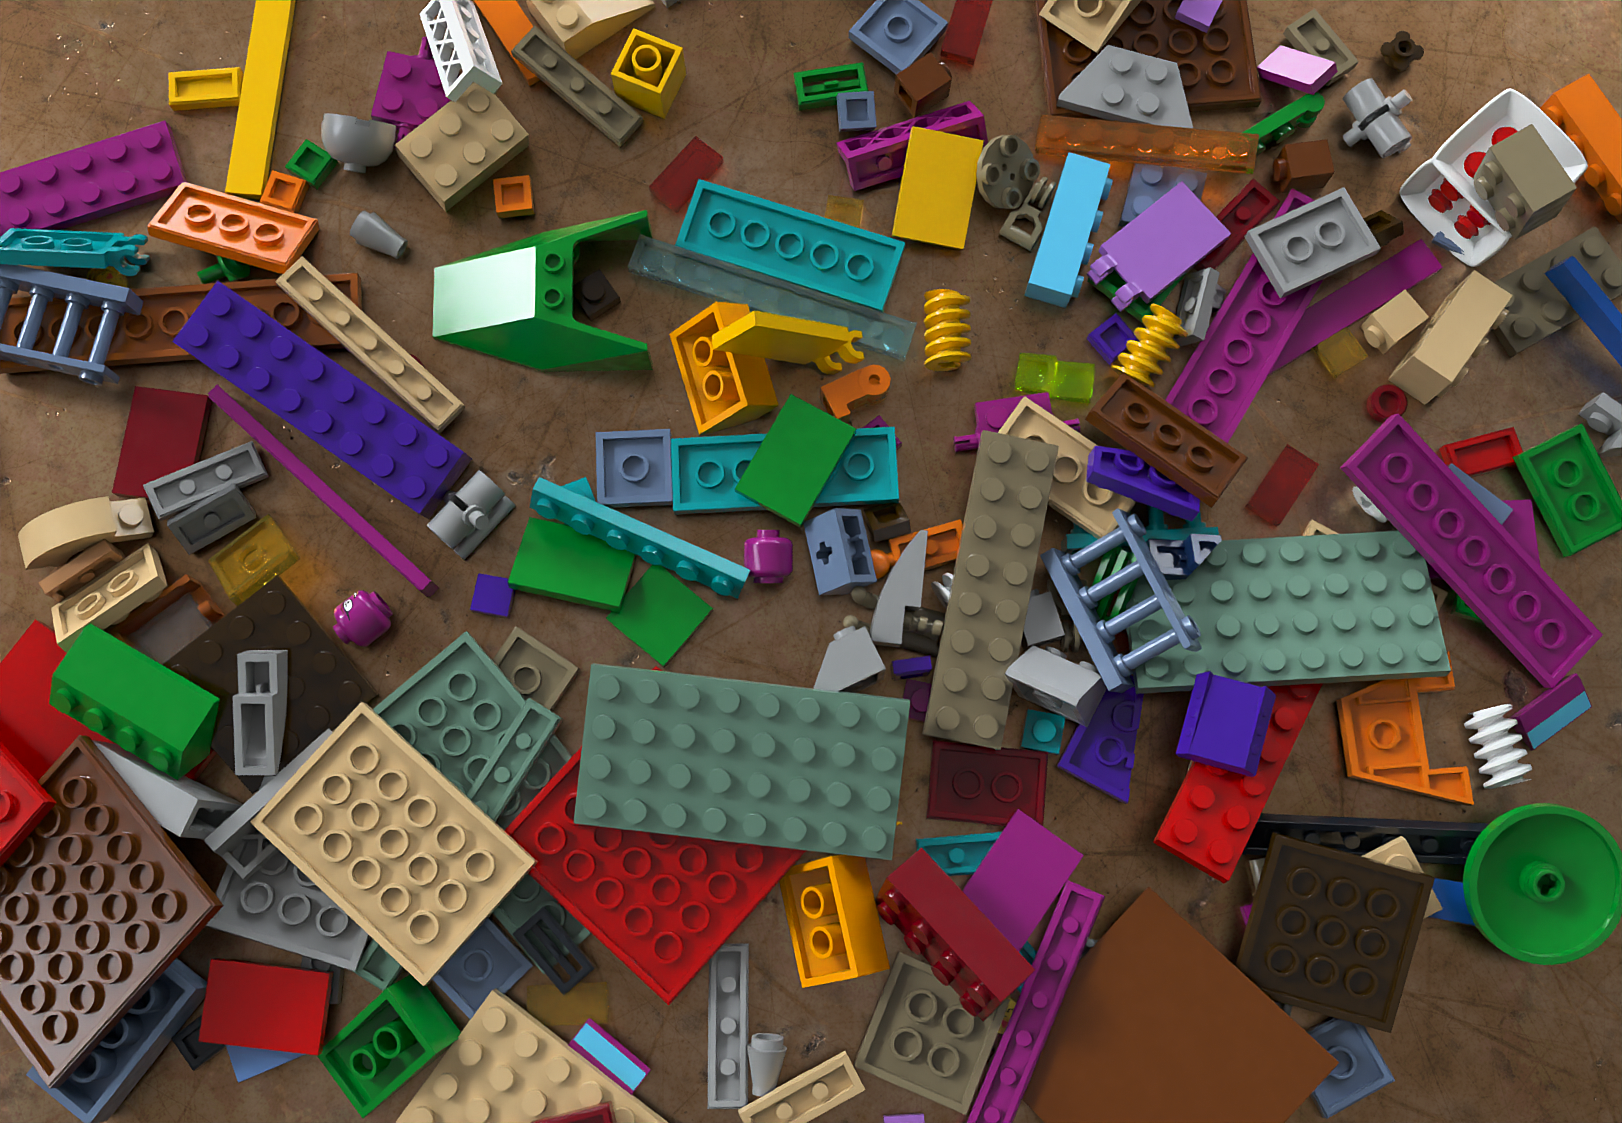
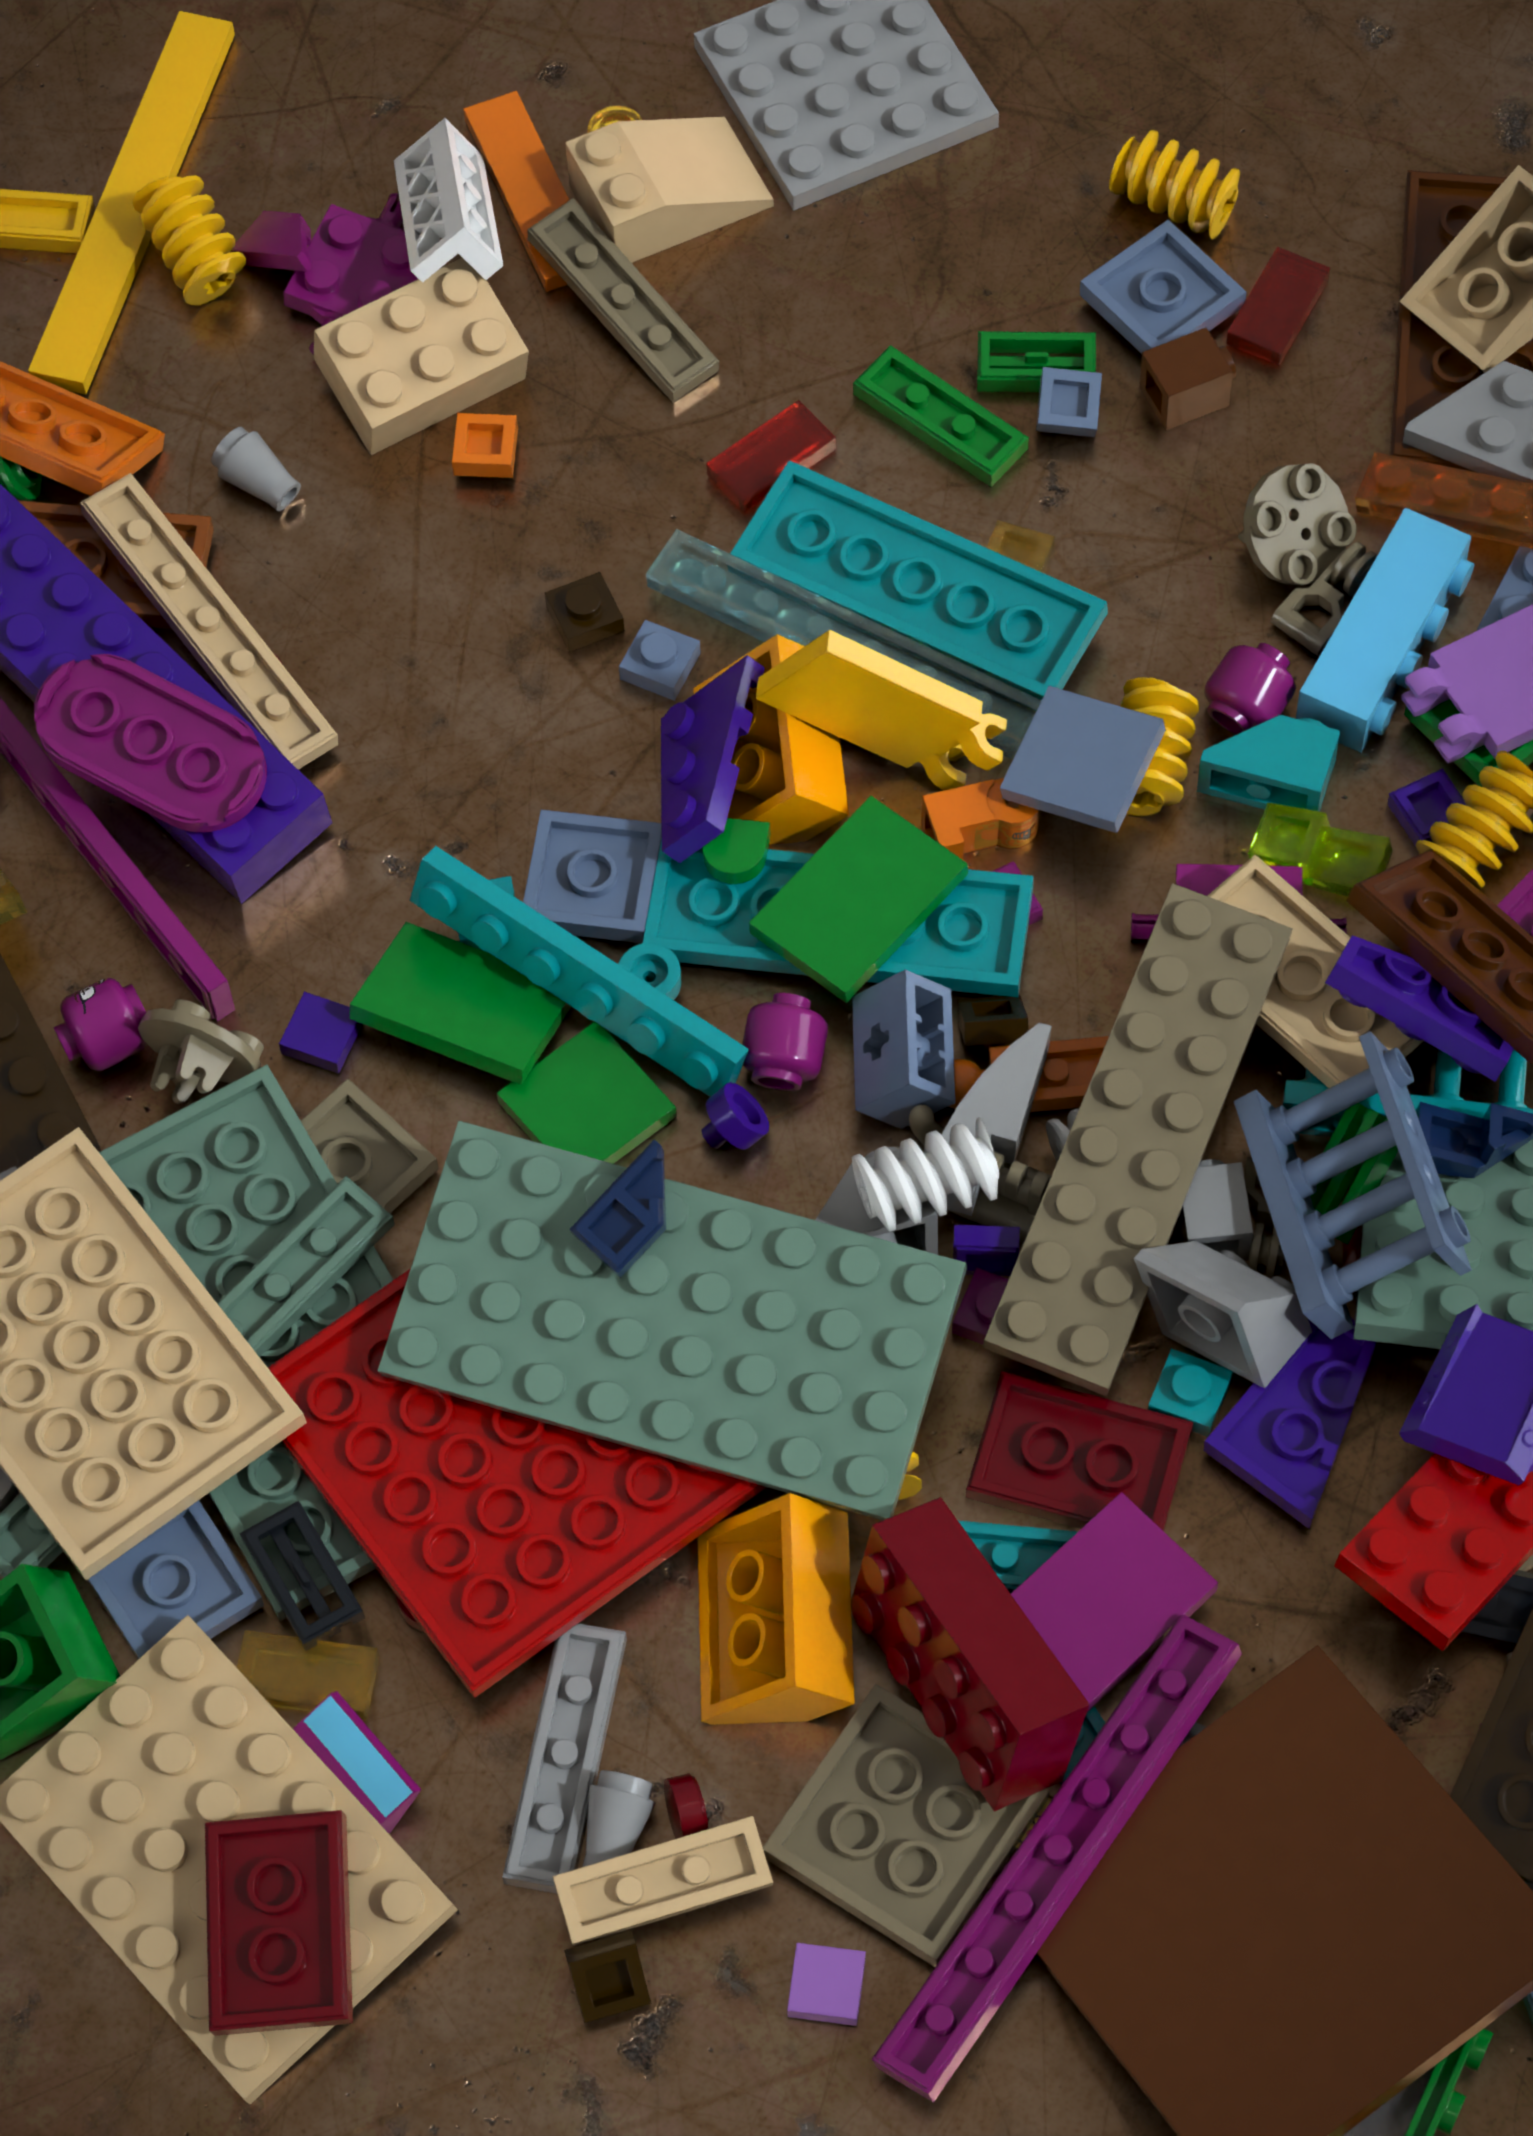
camera: 15 degrees right, 15 degrees down
(284, 192) = (122, 385): orange tile -> none
(303, 87) = (189, 236): none -> yellow piece
(311, 164) = (172, 353): green tile -> none
(351, 440) = (150, 743): none -> magenta tile
(357, 141) = (255, 324): light grey cylinder -> none
(359, 81) = (277, 242): none -> magenta tile
(422, 631) = (196, 1050): none -> dark tan plate
(471, 514) = (312, 899): light grey pin -> none
(520, 302) = (464, 604): green windscreen -> none
(646, 319) = (659, 660): none -> sand blue plate
(649, 73) = (742, 295): yellow head -> none
(682, 384) = (697, 759): none -> dark purple wing
(684, 521) = (655, 966): none -> teal tile
(705, 709) = (627, 1213): none -> dark blue tile
(716, 440) = (738, 852): none -> green tile
(749, 609) = (734, 1118): none -> dark purple tile
(781, 131) = (940, 416): none -> green tile
(805, 1048) = (685, 1805): none -> dark red tile
(878, 652) = (927, 1175): none -> white piece
(882, 153) = (1151, 467): magenta fence -> none
(911, 350) = (1082, 759): none -> sand blue tile
(937, 188) = (1176, 532): yellow tile -> none
(997, 282) = (1249, 687): none -> magenta head
(1021, 329) = (1272, 762): none -> teal slope

